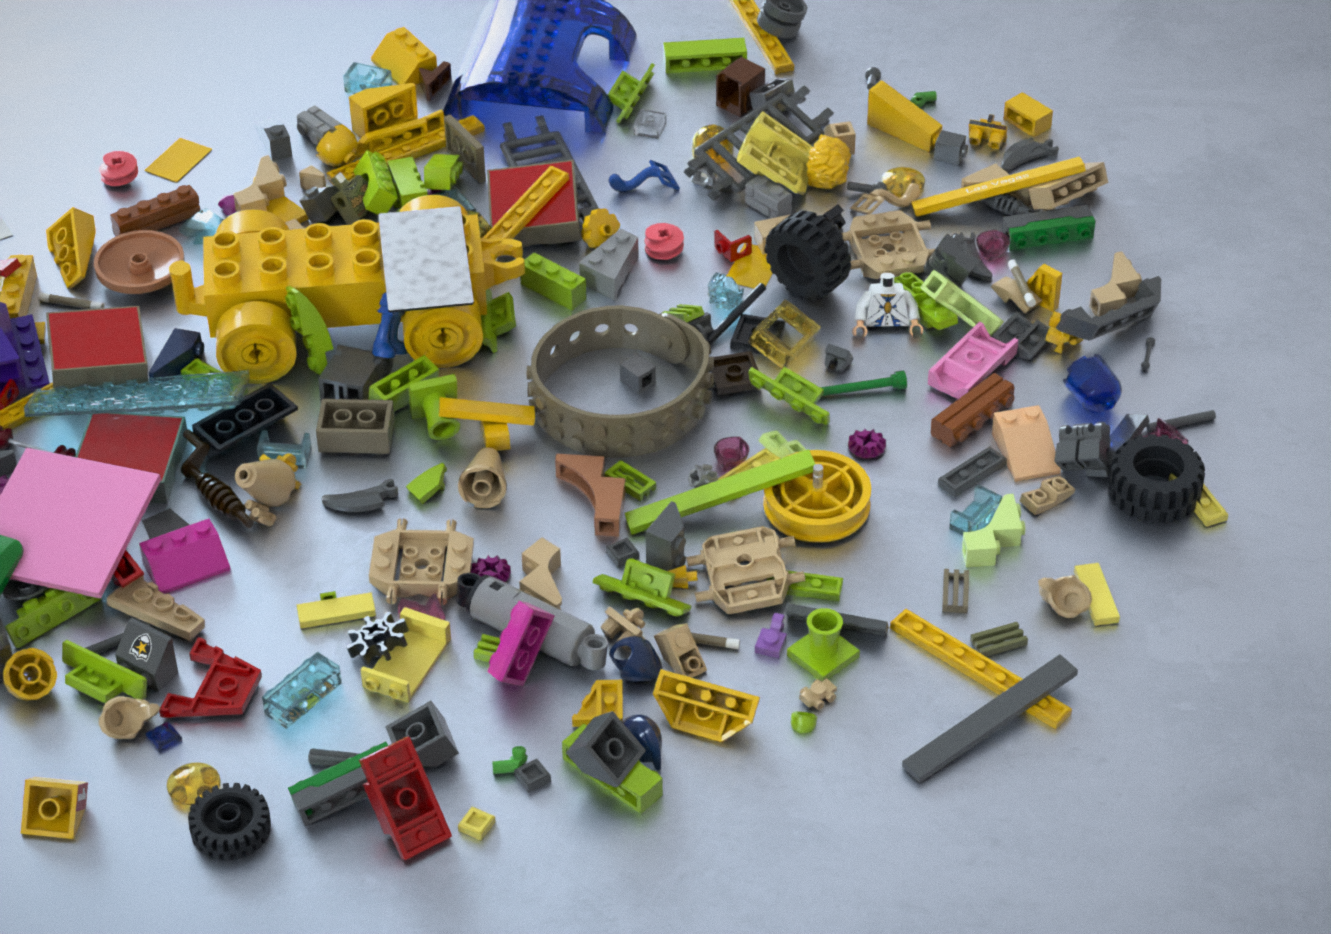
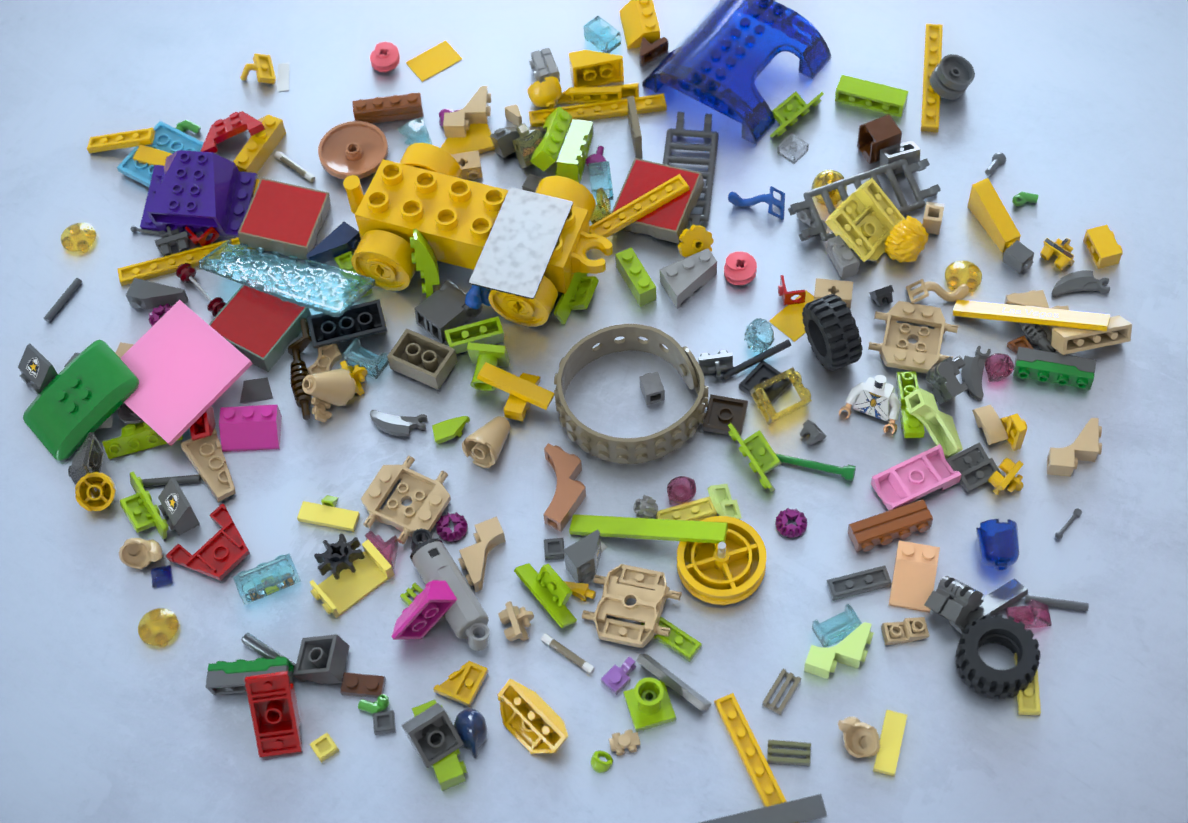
camera: 30 degrees right, 15 degrees up
(53, 807) = (59, 606): yellow slope -> none
(72, 243) = (320, 112): yellow wedge -> none
(229, 463) = (327, 357): none -> tan tile
(229, 821) = (173, 681): black wheel -> none
(275, 138) = (508, 64): dark grey slope -> none
(442, 171) = (605, 144): lime brick -> none
(484, 750) = (362, 685): none -> reddish brown plate
(632, 488) = (601, 498): lime tile -> none
(643, 662) = (510, 657): dark blue piece -> none
(680, 650) = (543, 661): tan slope -> none
(683, 310) = (714, 340): lime tile -> none
(866, 188) = (937, 276): dark grey bar -> none
(996, 221) = (1019, 342): none -> dark orange tile
(1021, 282) = (997, 418): dark tan bar -> none
(1081, 325) = (1017, 480): dark grey slope -> none

